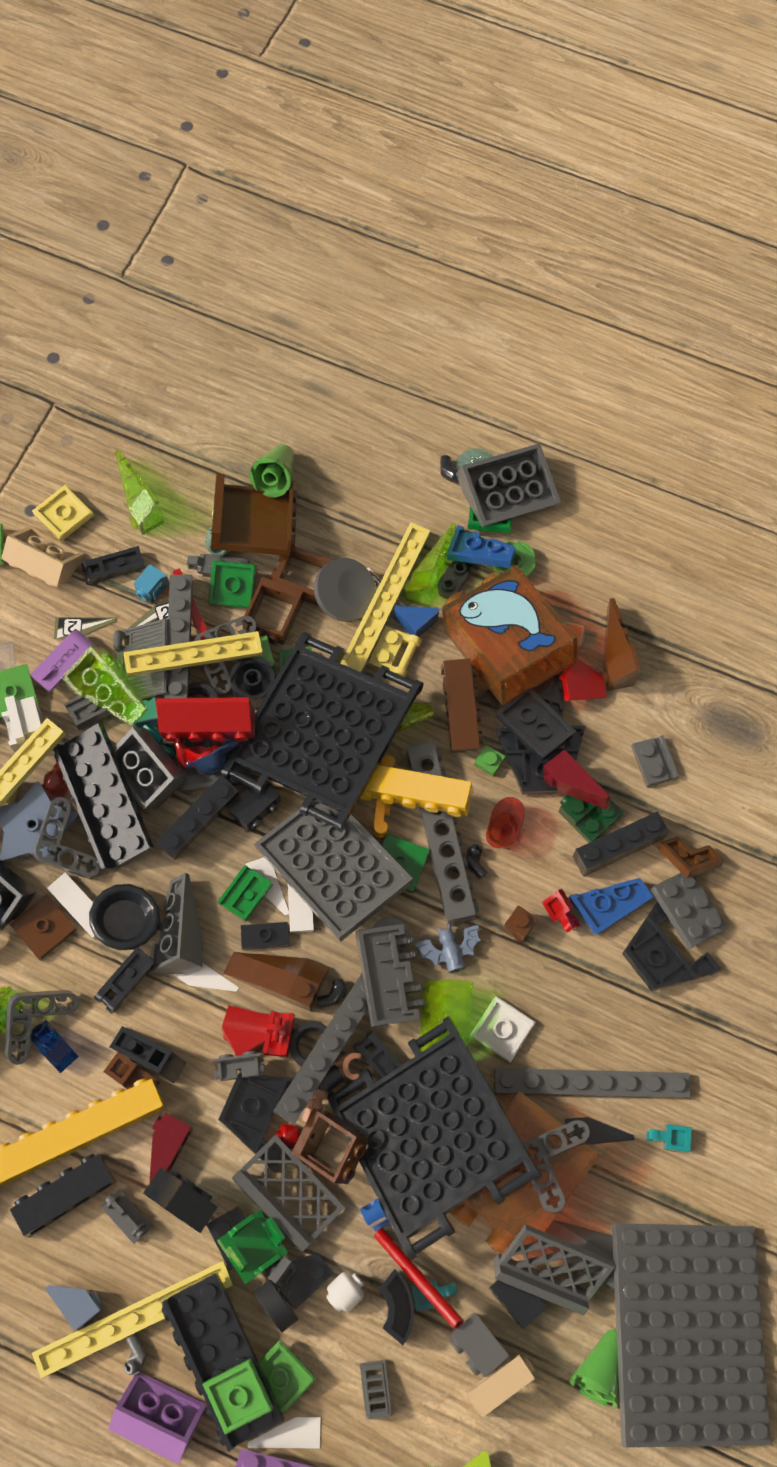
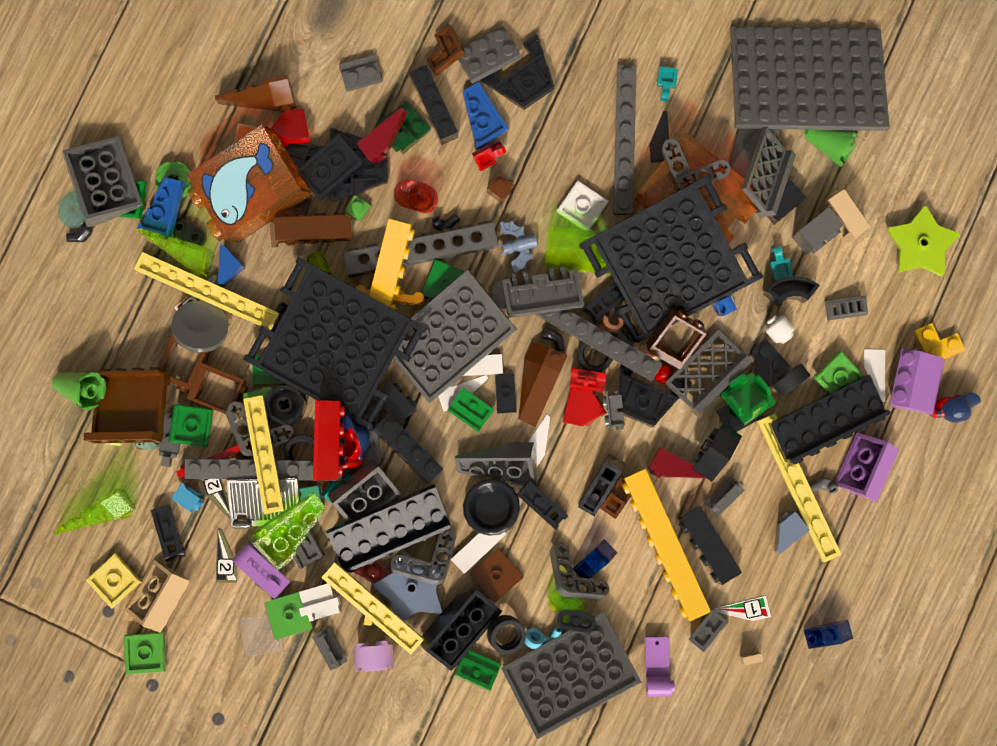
camera: 90 degrees left, 15 degrees up
(238, 1396) = (855, 405): bright green plate -> none
(282, 1272) = (767, 375): dark grey plate -> none
(388, 649) = (256, 291): light yellow plate -> none
(419, 1279) = (773, 272): red piece -> none

